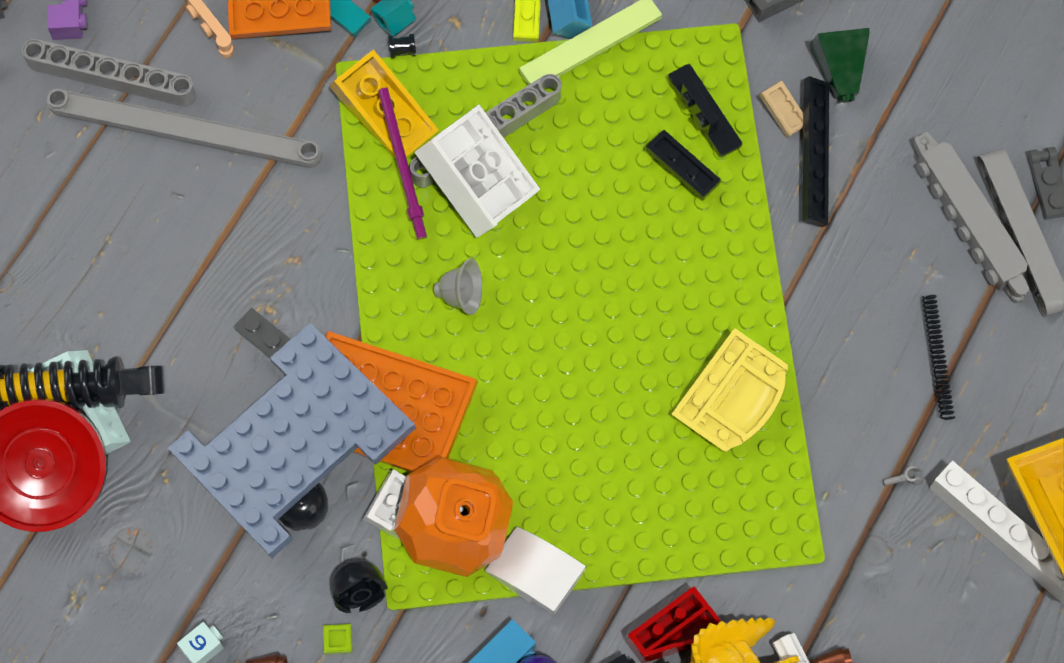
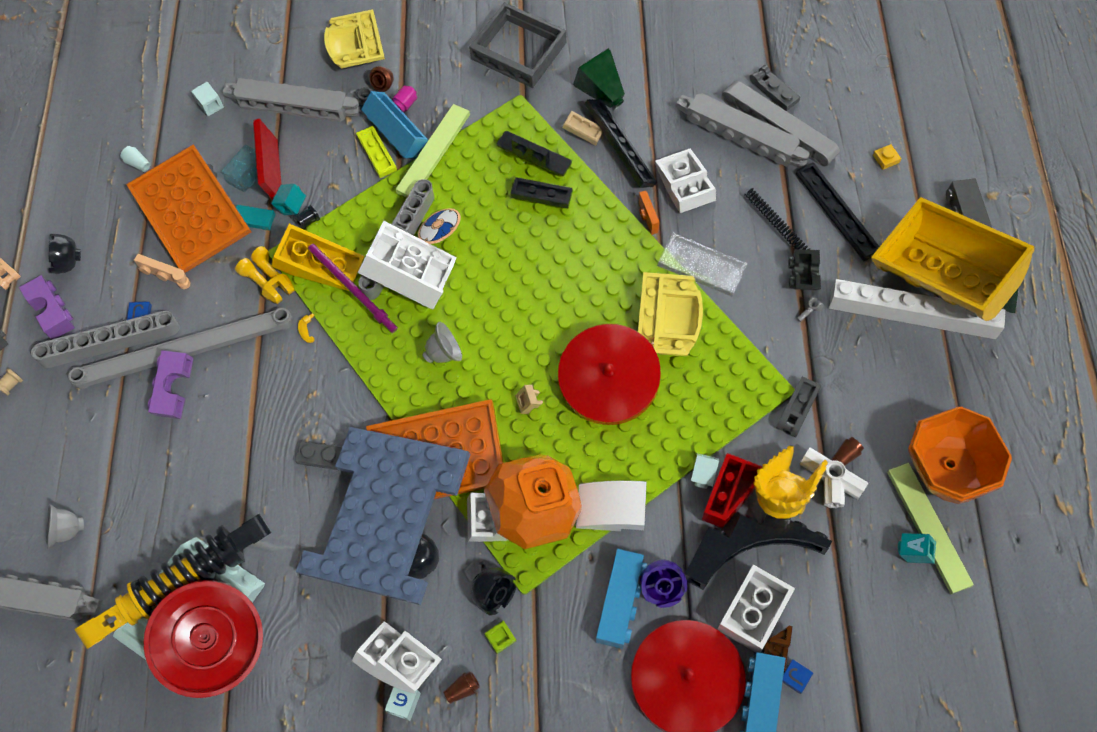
camera: 25 degrees left, 5 degrees down
(157, 146) = (170, 367): none -> medium lavender arch
(160, 57) = (138, 309): none -> blue tile
(218, 598) = (396, 658): none -> white slope
(324, 69) = (261, 259): none -> yellow piece
(325, 177) = (303, 330): none -> yellow piece
(517, 400) = (527, 399): none -> tan tile
(541, 141) = (439, 226): none -> shield
(624, 423) = (609, 374): none -> red container
(661, 590) = (704, 471): none -> light aqua brick
(791, 256) = (648, 213): none -> orange plate
(815, 354) = (704, 263): none -> clear tile
(816, 580) = (799, 405): none -> dark grey plate
(862, 241) = (686, 180): none -> white slope
(928, 430) = (805, 270): none -> pearl dark grey cylinder
(1019, 377) = (838, 211): none -> black tile

